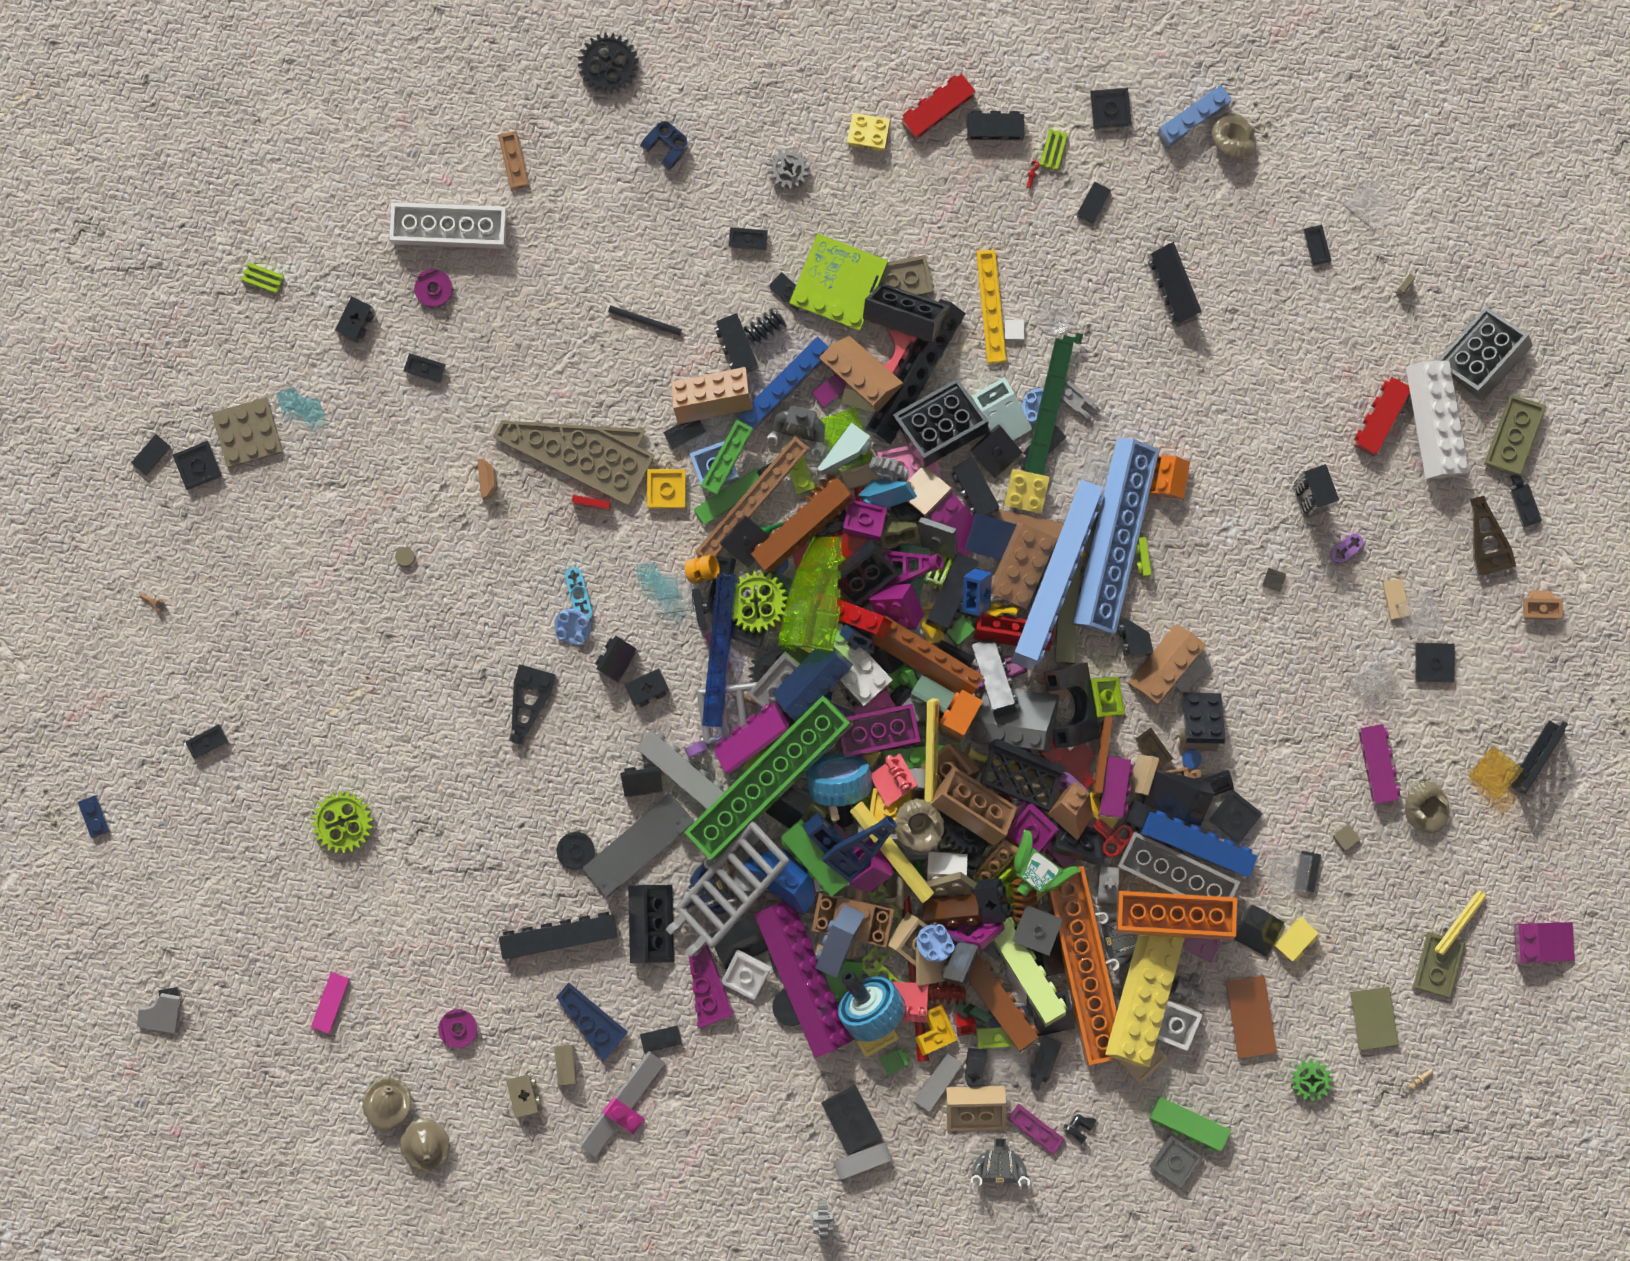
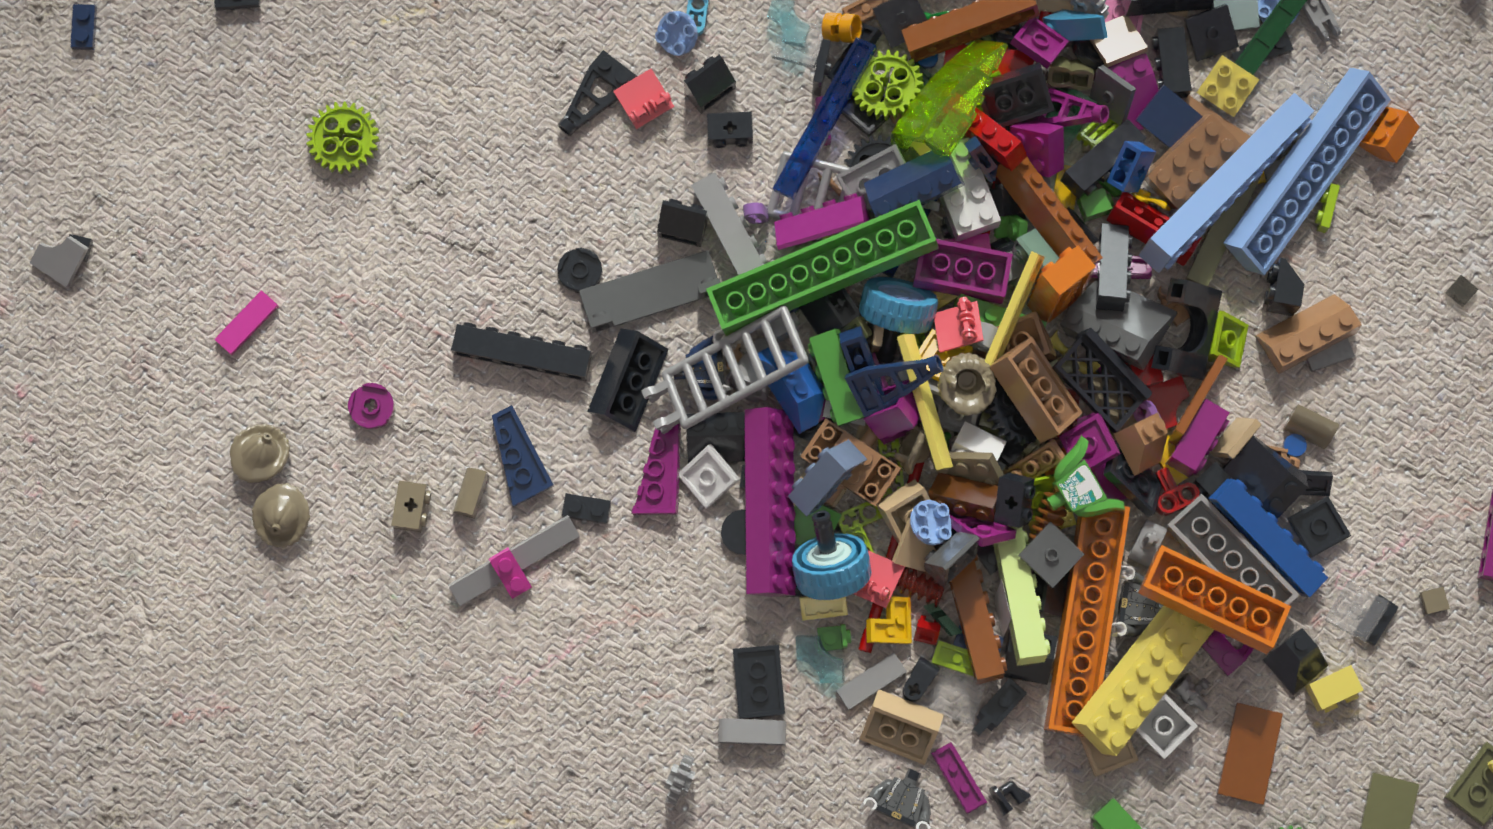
camera: 20 degrees right, 5 degrees down
(568, 690) = (644, 98): none -> coral hinge
(884, 1079) = (810, 650): none -> clear light blue tile
(1154, 747) = (1255, 407): dark brown plate -> none
(1203, 718) = (1327, 403): black plate -> none

